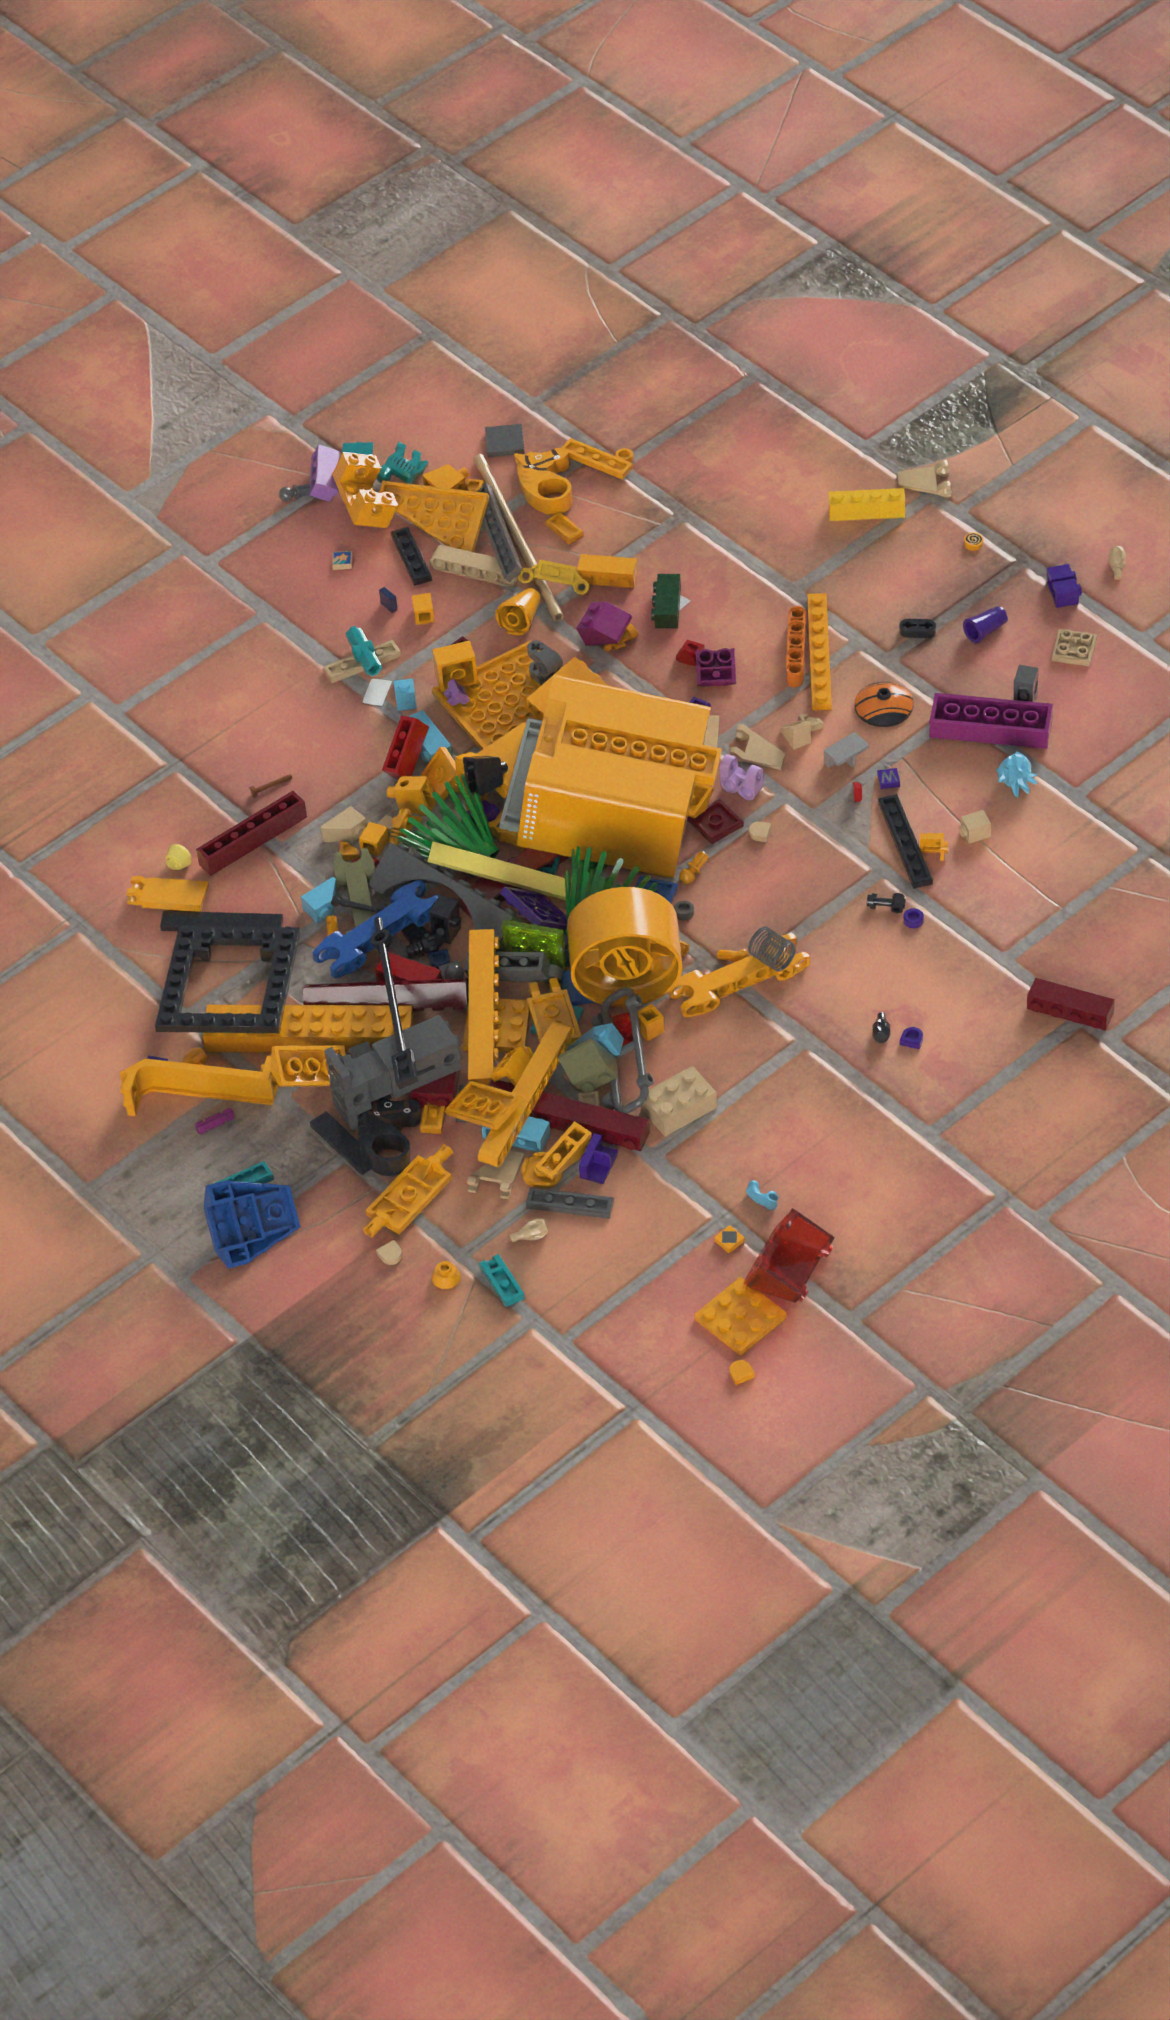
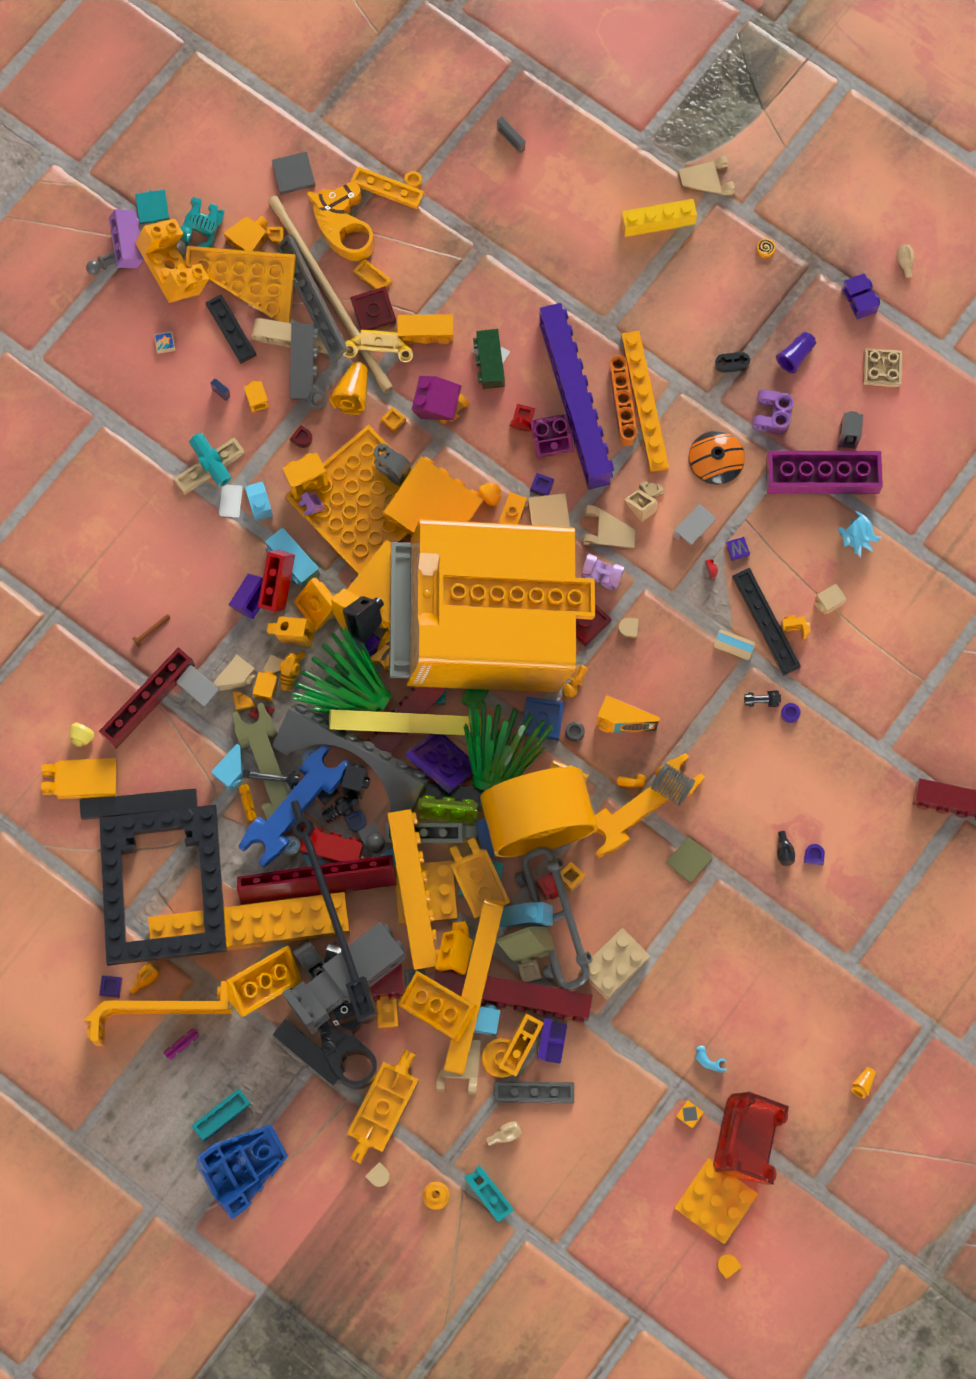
camera: 15 degrees left, 25 degrees up
(305, 829) = (198, 686): none -> light grey panel
(367, 972) = (293, 847): none -> tile
(371, 770) = (247, 596): none -> dark purple brick
(475, 584) = (302, 364): none -> dark grey hinge
(557, 642) = (393, 420): none -> light orange tile
(559, 549) = (373, 309): none -> dark red tile
(731, 428) = (510, 135): none -> dark grey tile
(737, 897) = (622, 717): none -> light orange slope
(747, 635) = (575, 396): none -> dark purple brick
(779, 1028) = (689, 859): none -> olive piece
(866, 853) = (734, 644): none -> tan slope
(920, 1232) = (863, 1084): none -> light orange cone
(958, 670) = (773, 399): none -> medium lavender piece

